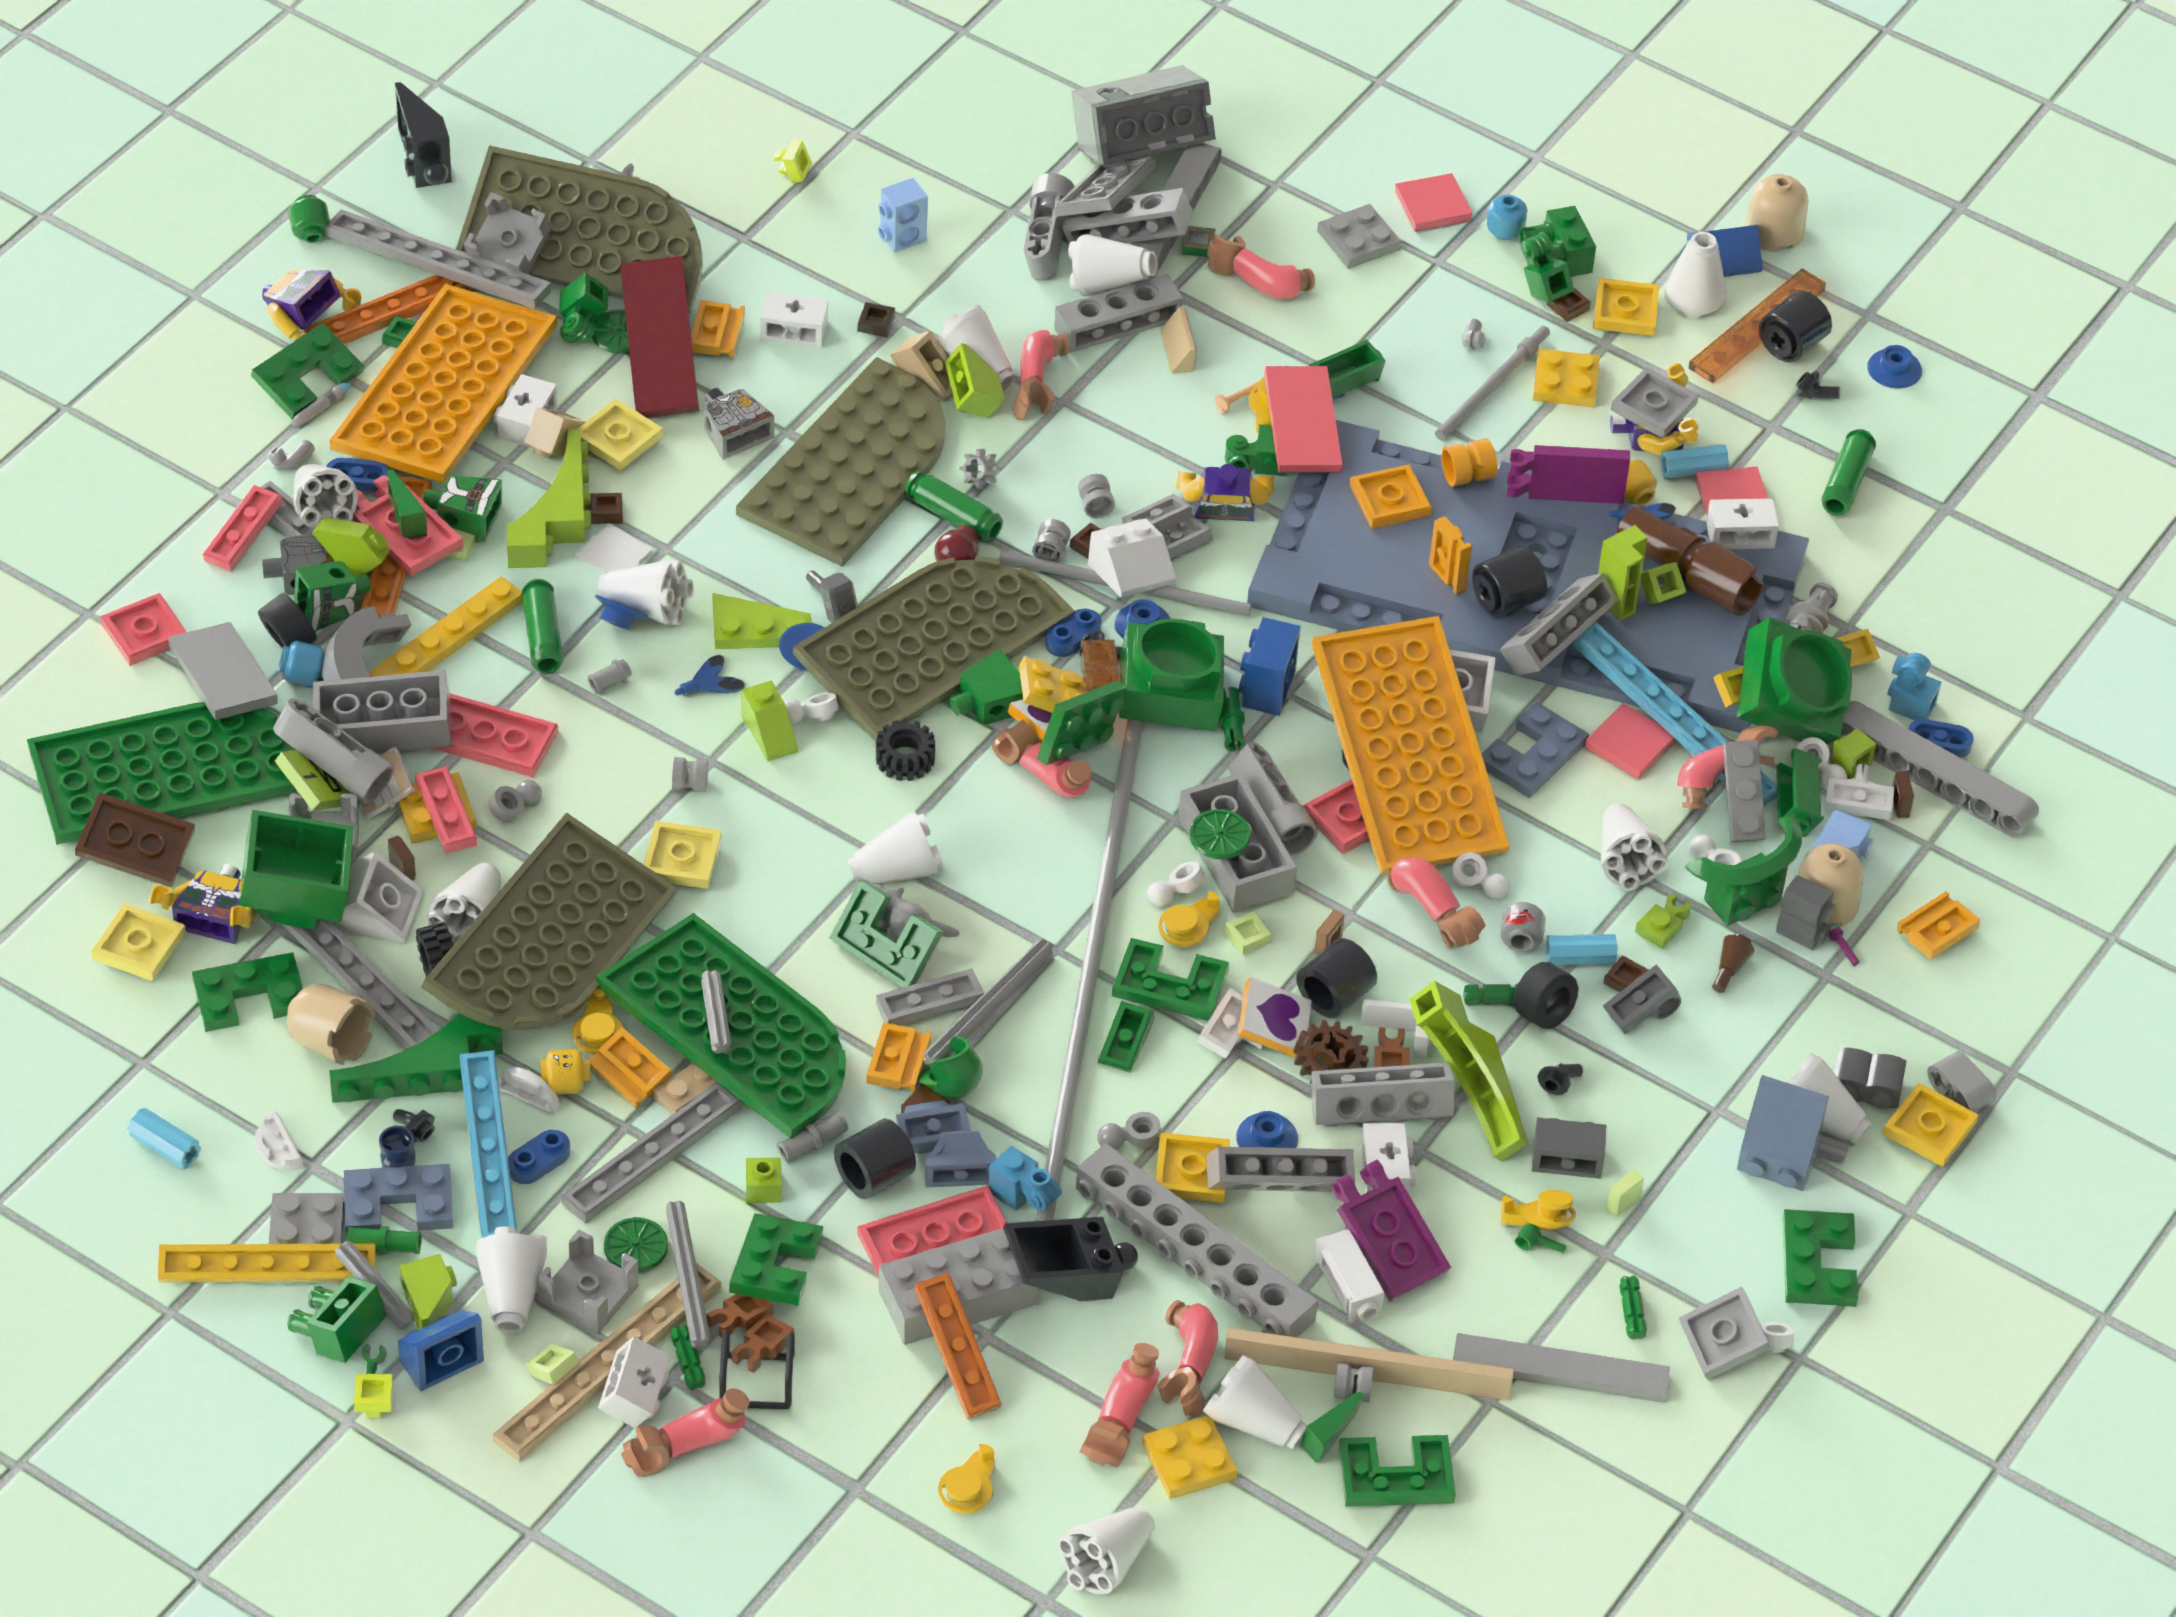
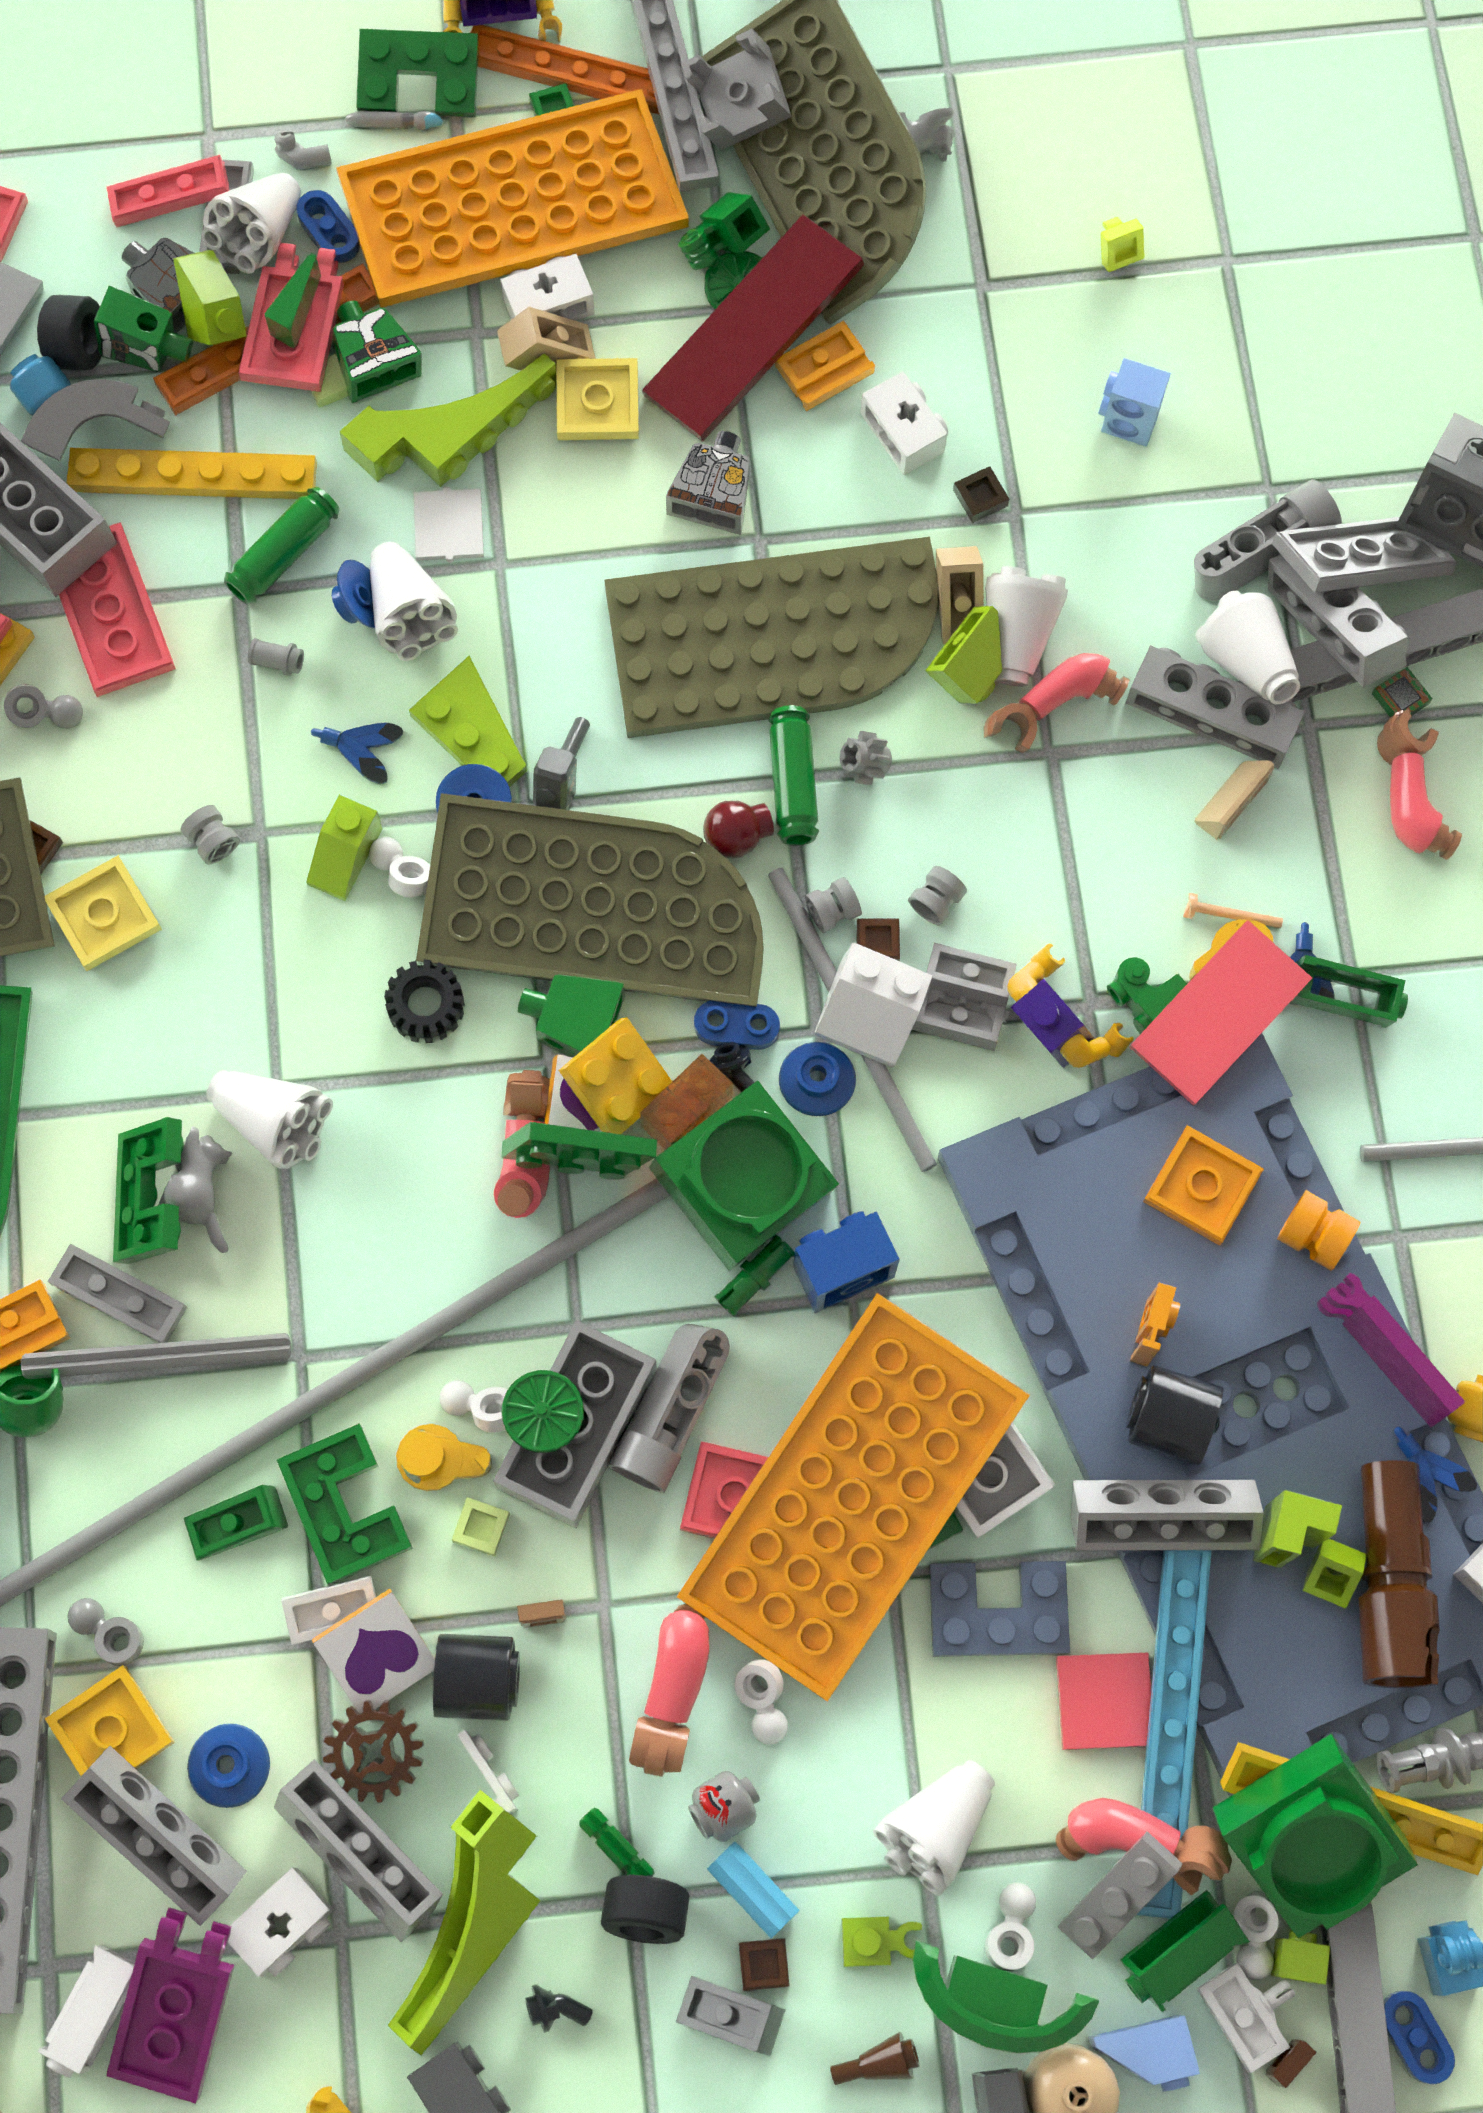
camera: 50 degrees right, 25 degrees up
(606, 508) = (497, 469): reddish brown tile -> none
(1391, 1051) = (425, 1814): dark orange plate -> none

